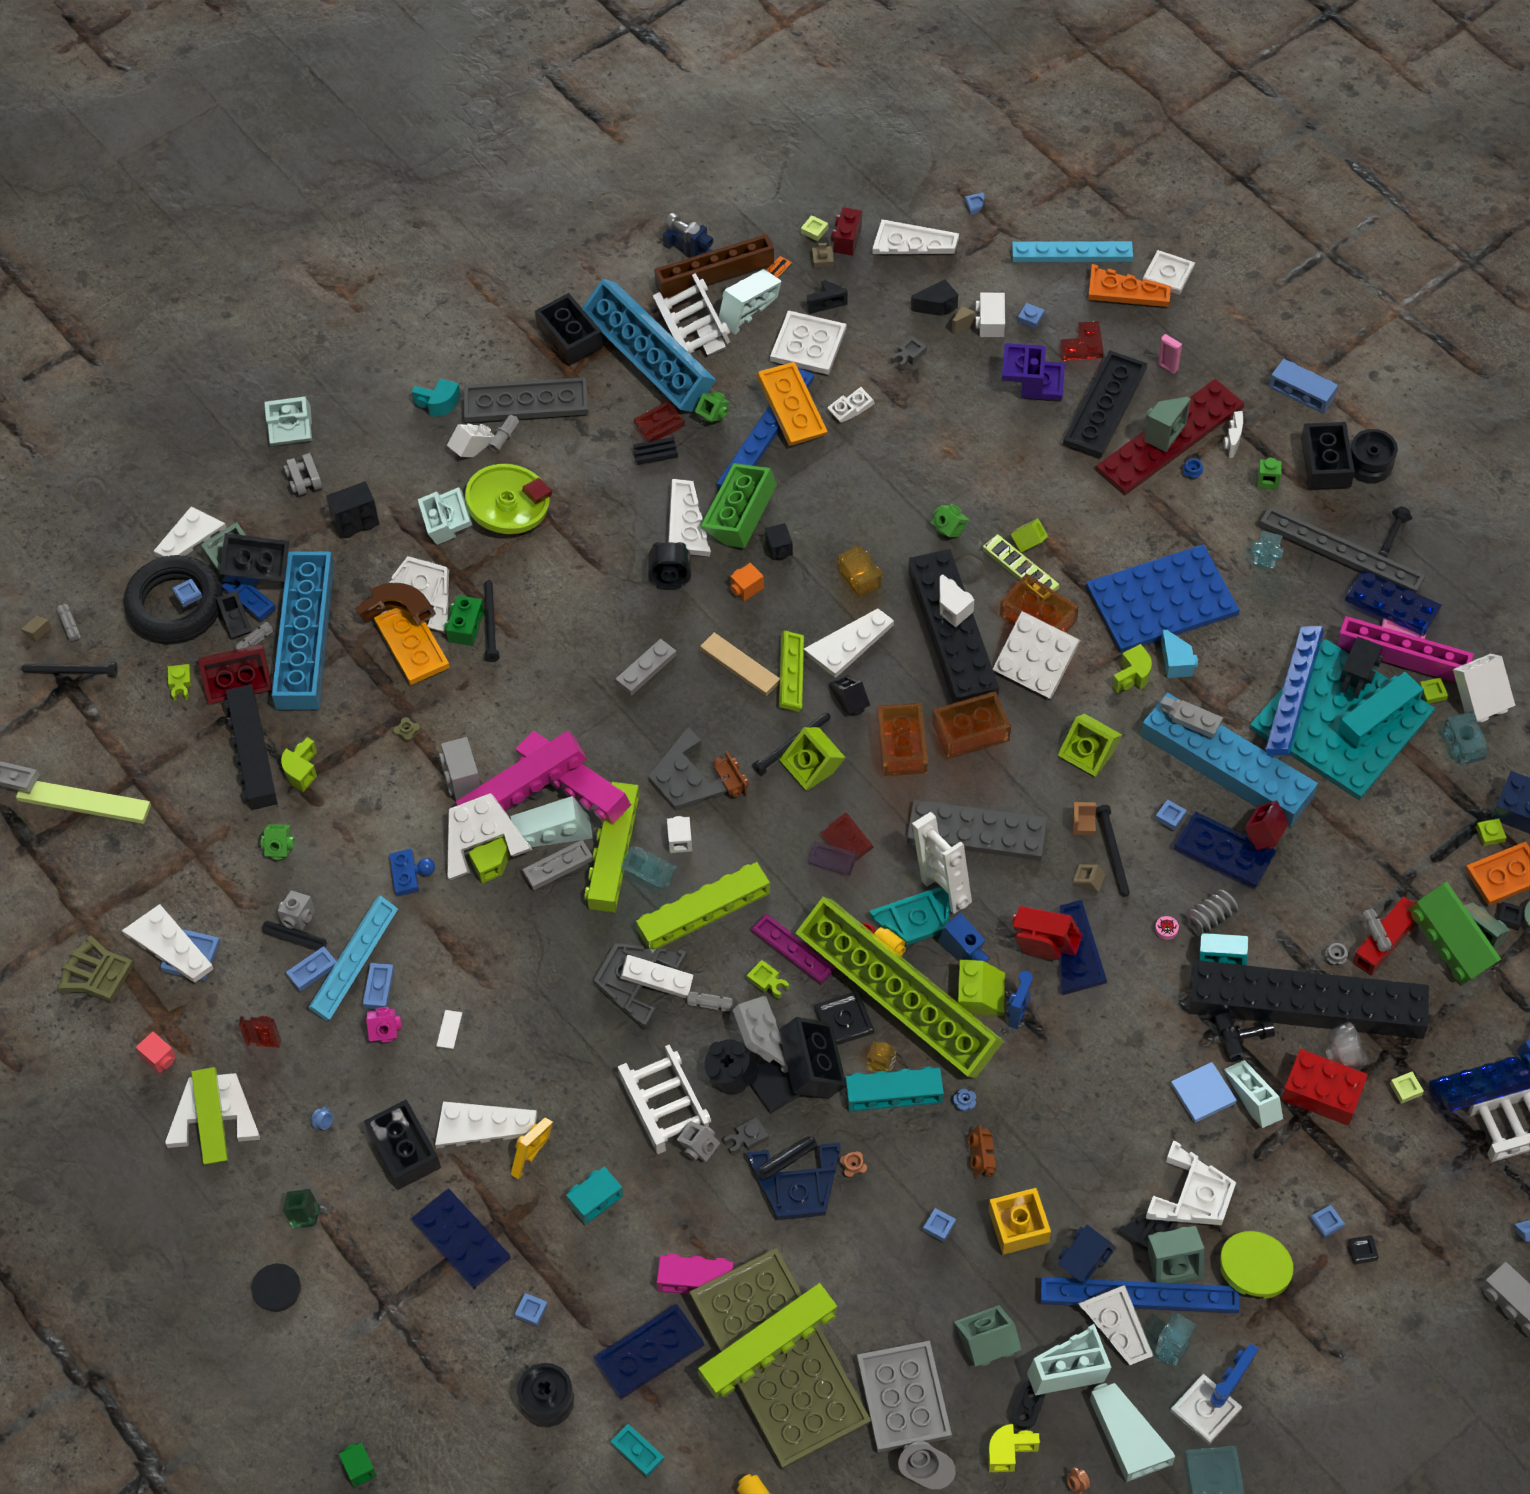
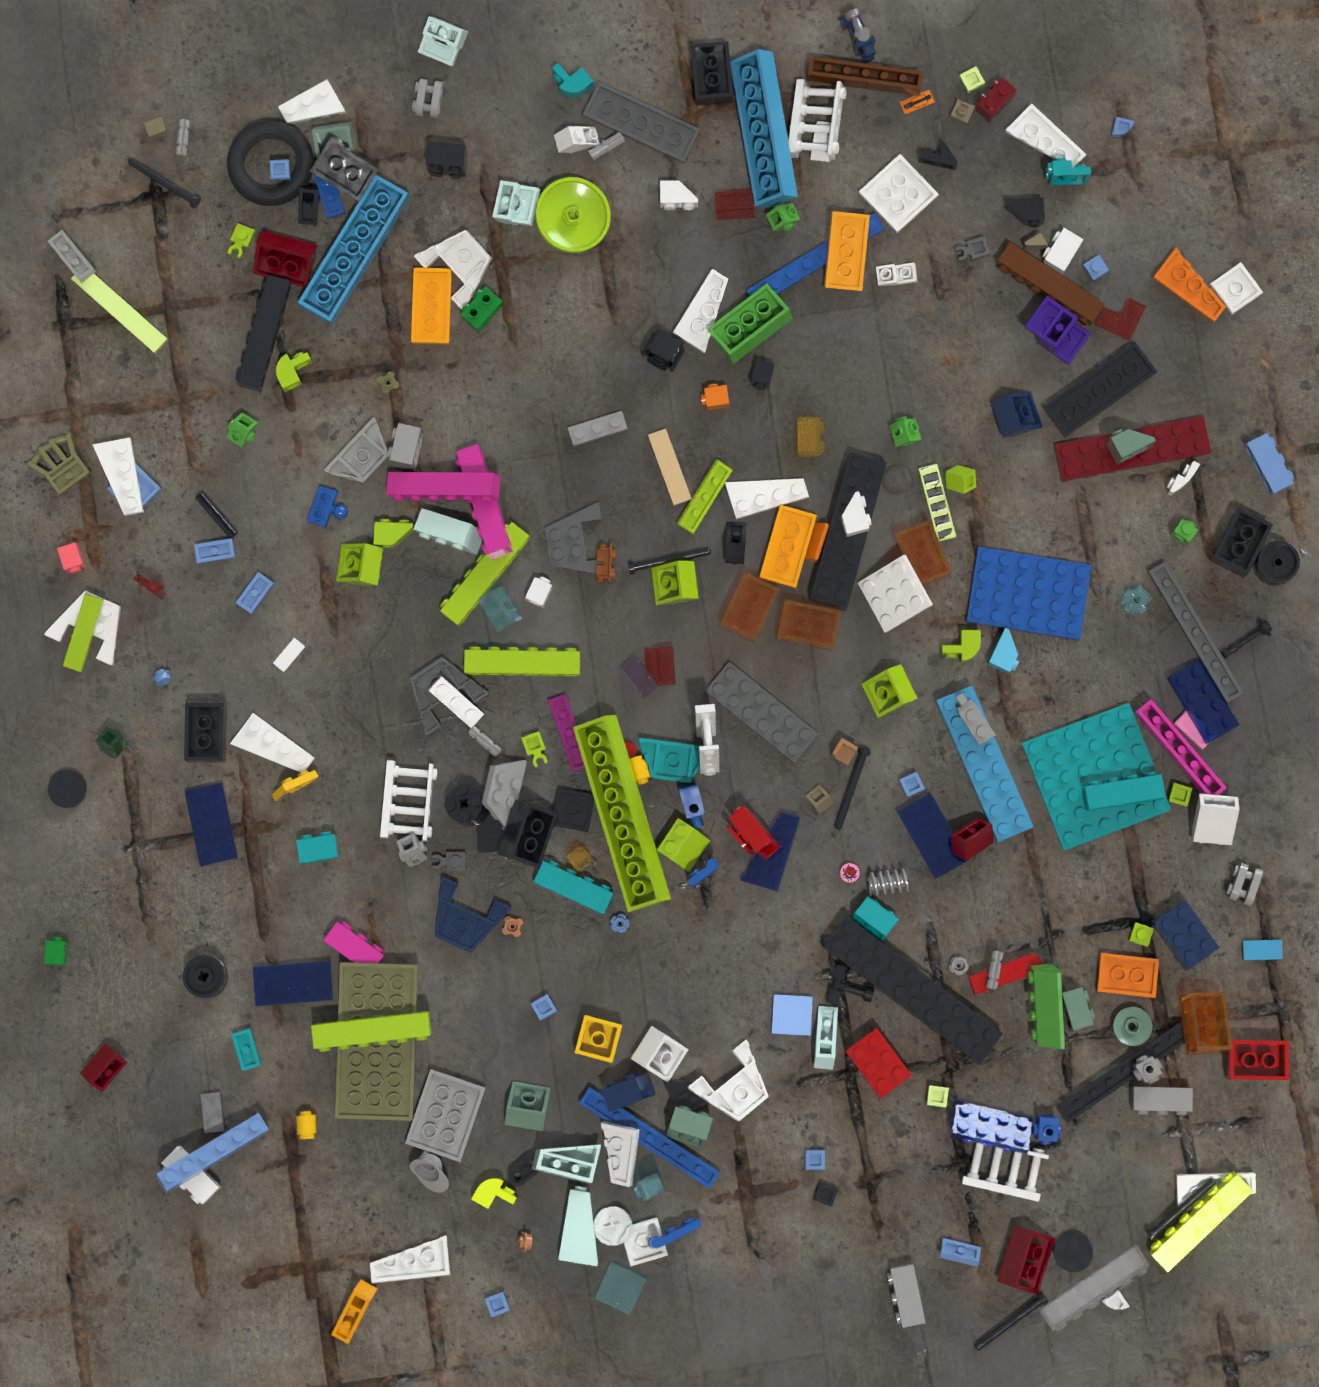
camera: 30 degrees right, 25 degrees up
(255, 636) = (315, 232): light grey axle -> none
(296, 910) = (225, 498): light grey brick -> none
(353, 958) = (248, 559): medium azure plate -> none
(383, 1024) = (240, 628): dark pink brick -> none
(396, 596) = (448, 276): reddish brown arch -> none
(417, 806) = (361, 455): none -> light grey wing
(475, 902) = (359, 564): none -> lime slope
(477, 824) = (393, 503): white wing -> none
(491, 653) = (486, 351): black bar -> none
(531, 1309) = (230, 907): medium blue plate -> none
(537, 490) = (599, 222): dark red tile -> none
(557, 865) = (436, 565): light grey plate -> none
(598, 439) = (676, 195): none -> white slope
(654, 448) = (719, 223): black tile -> none
(746, 298) = (874, 123): light aqua wedge -> none
(787, 1157) = (467, 897): black axle -> none
(902, 669) = (787, 546): none -> light orange plate
(928, 654) = (816, 541): none -> orange slope
(953, 252) = (1062, 173): none -> teal plate
(980, 1141) = (601, 977): dark orange hinge -> none
(990, 342) = (1049, 283): none -> reddish brown brick
(1042, 458) = (1016, 414): none -> dark blue slope
(1072, 251) = (1170, 223): medium azure plate -> none
(1092, 1202) = (659, 1054): none -> white slope
(1163, 1408) = (613, 1226): none -> white tile
(1169, 354) = (1178, 376): bright pink tile -> none
(1193, 464) = (1129, 495): blue plate -> none
(1256, 1264) = (742, 1163): lime tile -> none
(1294, 691) = (1070, 738): plate -> none
(1346, 1047) = (911, 1044): clear cylinder -> none
(1360, 665) = (1134, 746): black hinge -> none
(1466, 727) = (1183, 841): clear light blue brick -> none
(1511, 915) = (1107, 1008): black tile -> none

